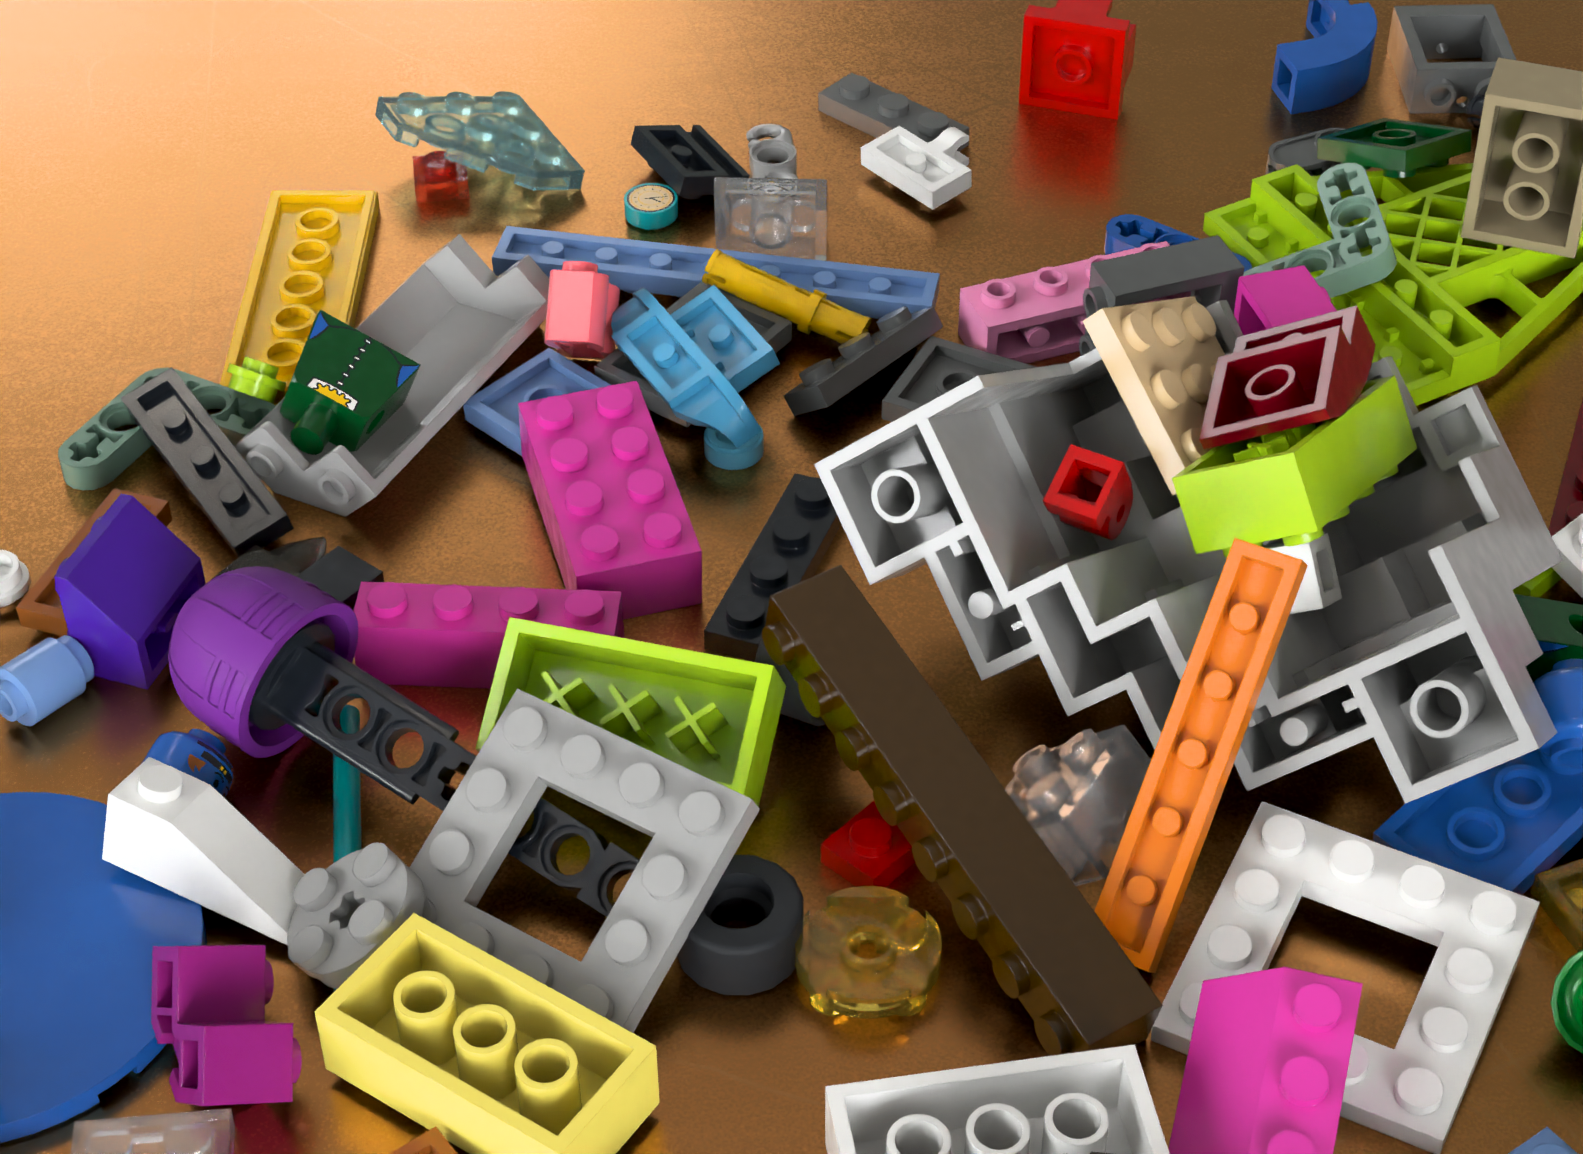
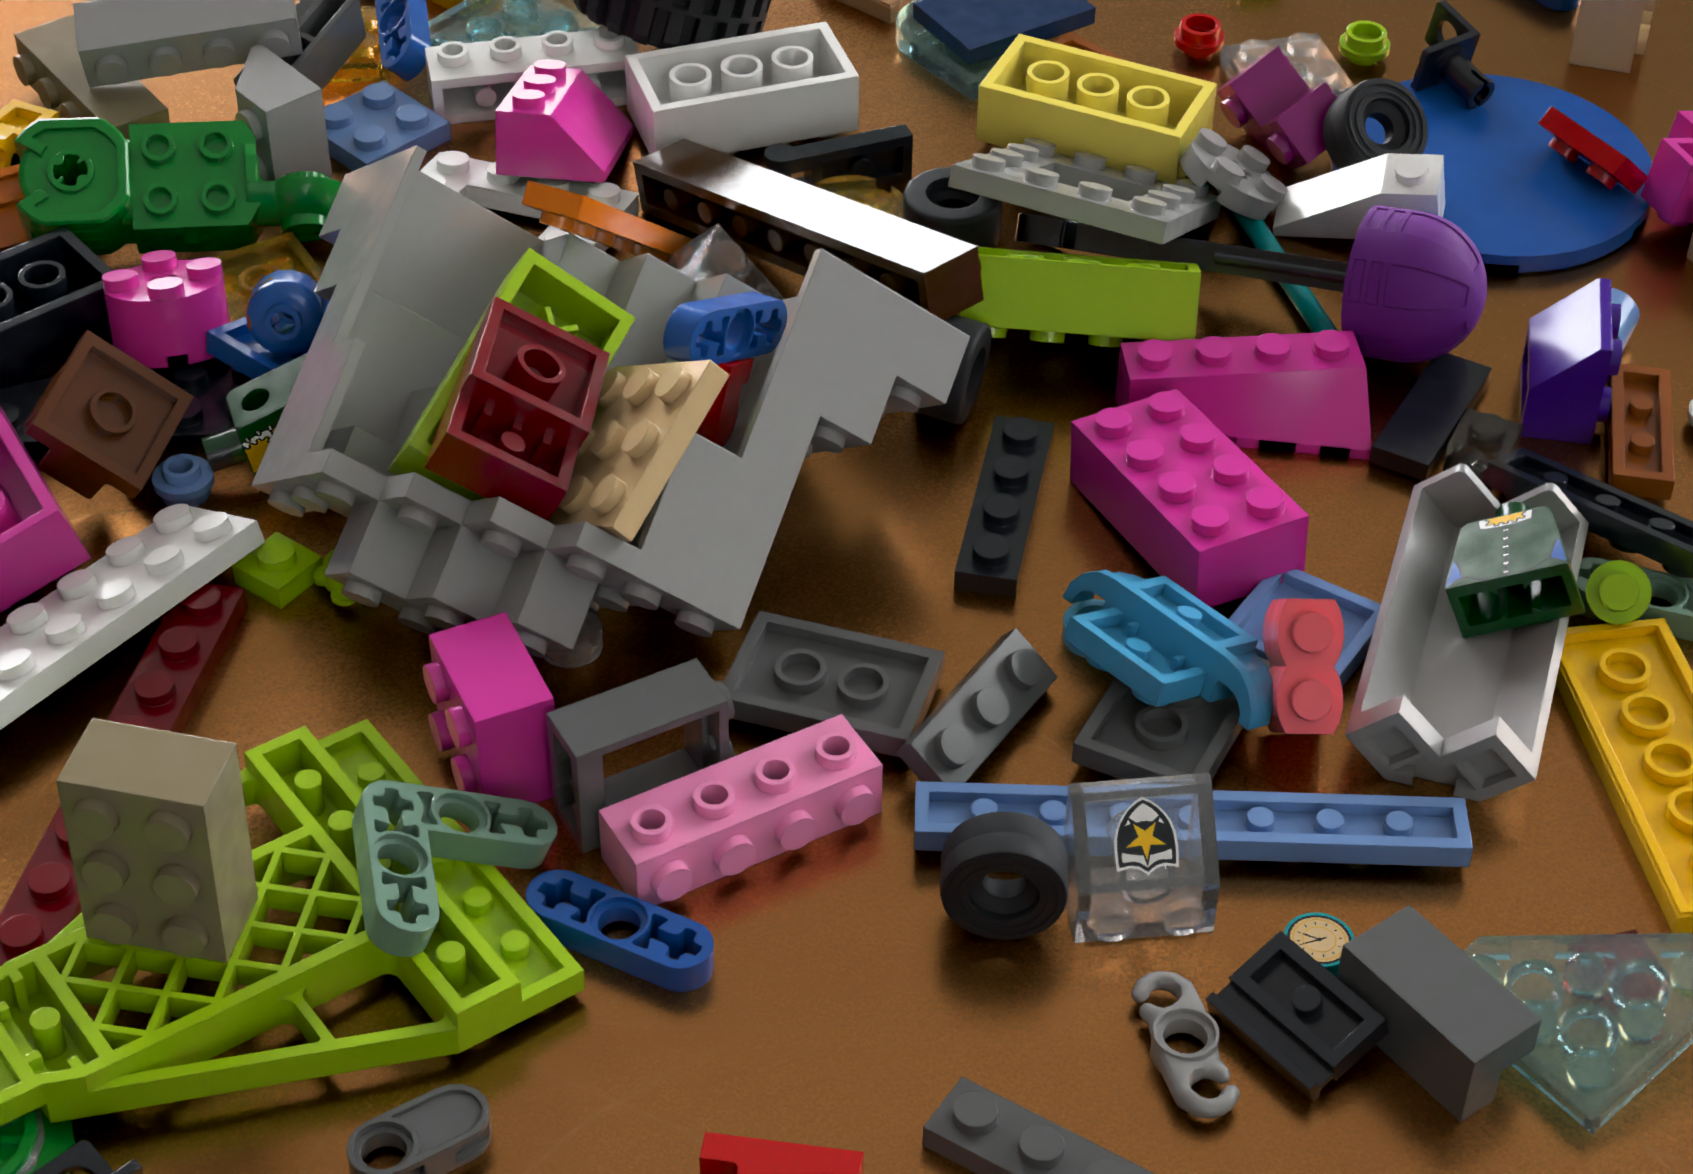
camera: 170 degrees right, 0 degrees up
(142, 914) = (1387, 103): none -> black tyre
(598, 130) = (1442, 1010): none -> dark grey piece
(776, 295) = (1068, 764): yellow pin -> none
(873, 1031) = (875, 154): none -> black plate
(885, 193) = (1004, 844): none -> black tyre
(921, 169) = (978, 1037): white plate -> none
(1074, 460) = (725, 328): none -> blue beam
(1395, 146) = (314, 1063): dark green plate -> none

